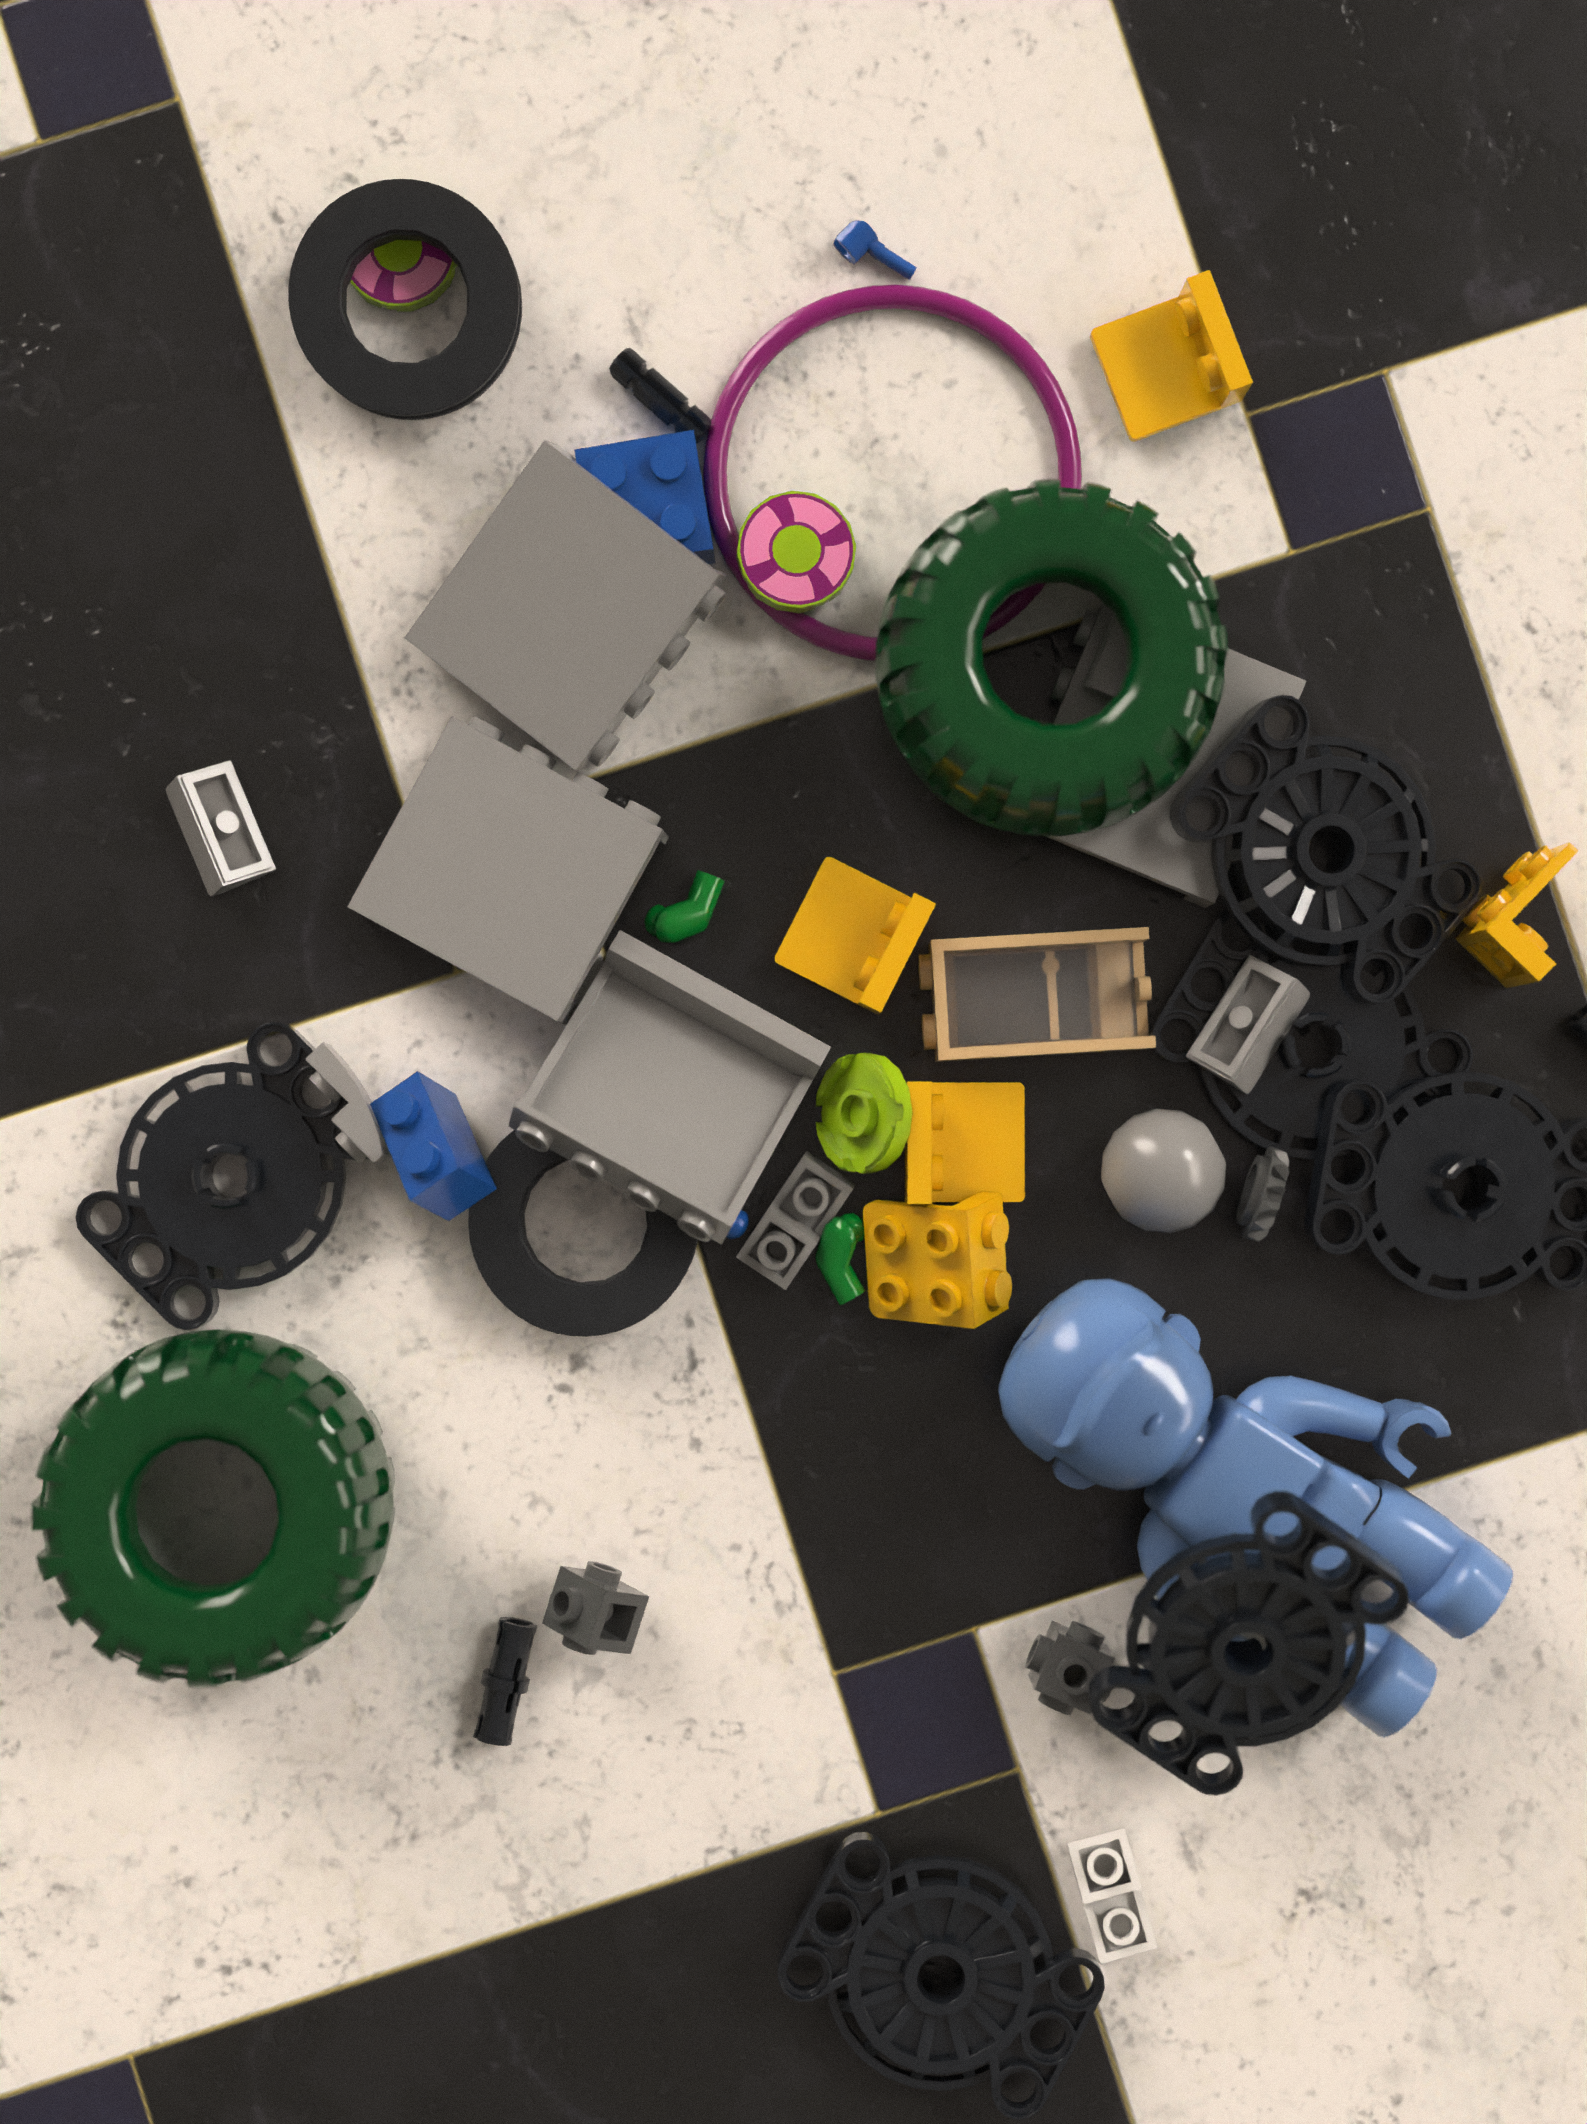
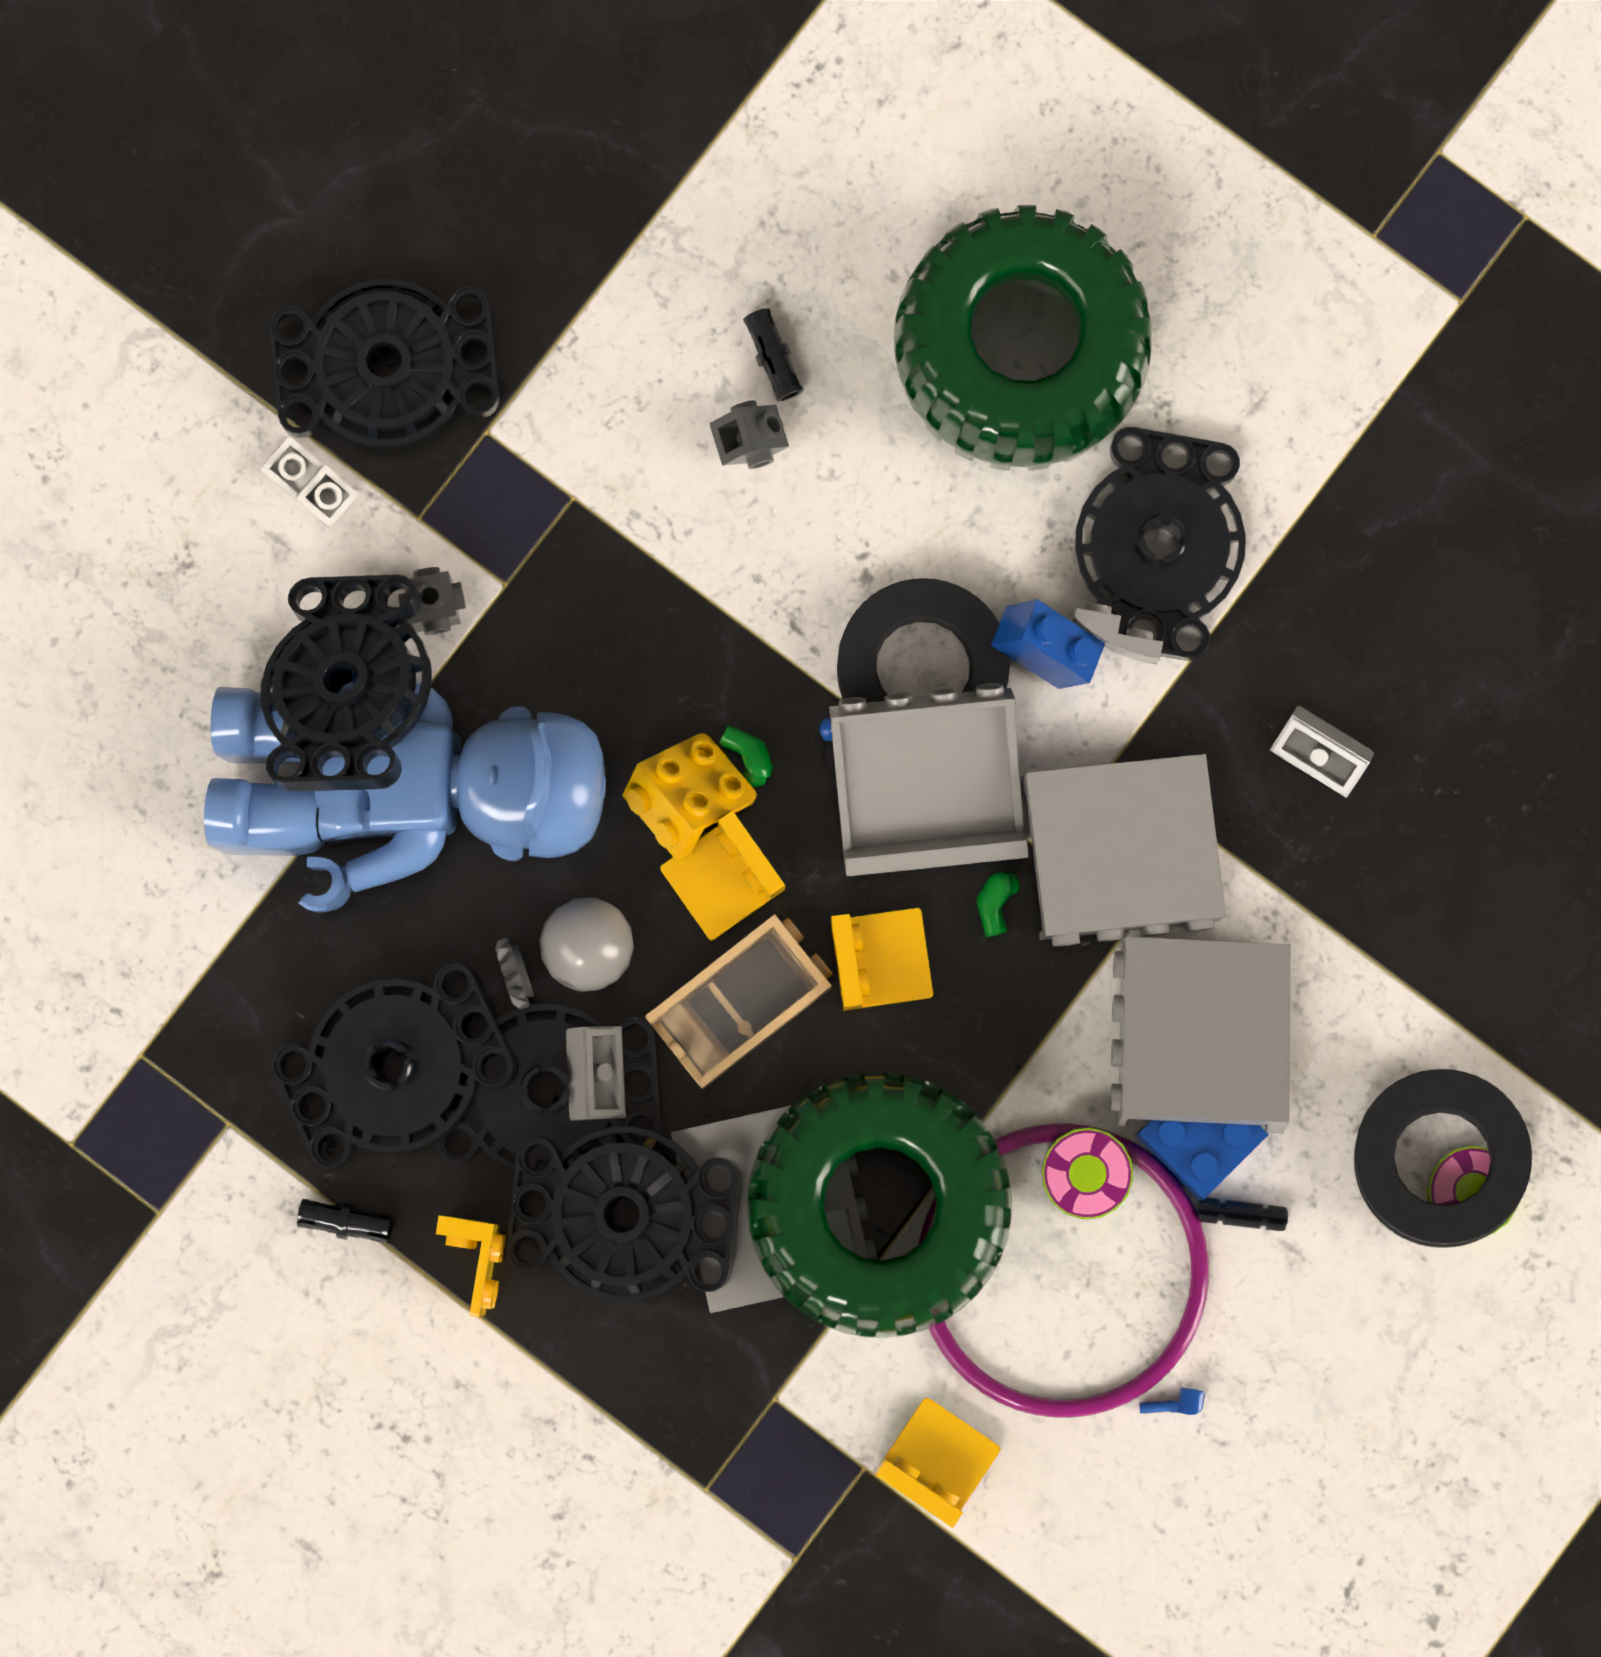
camera: 140 degrees right, 5 degrees down
(795, 1220) = (792, 757): light grey slope -> none
(863, 1113) = (798, 850): lime tile -> none

